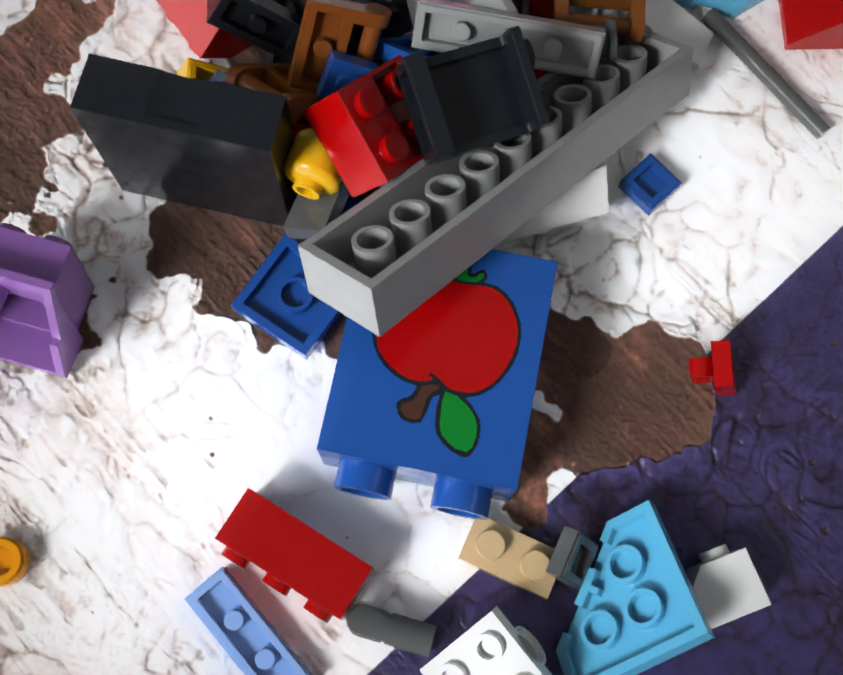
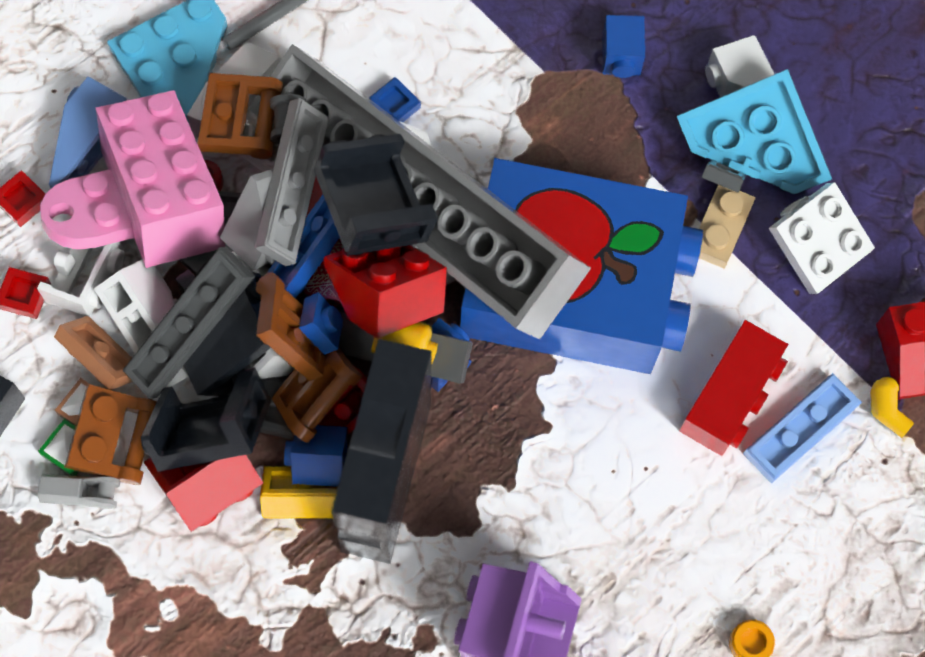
camera: 90 degrees left, 5 degrees down
(280, 301) = (504, 394): blue plate -> none
(391, 629) = (789, 310): dark grey bar -> none
(717, 369) = (564, 59): red tile -> none
(745, 440) = (623, 45): none -> blue brick

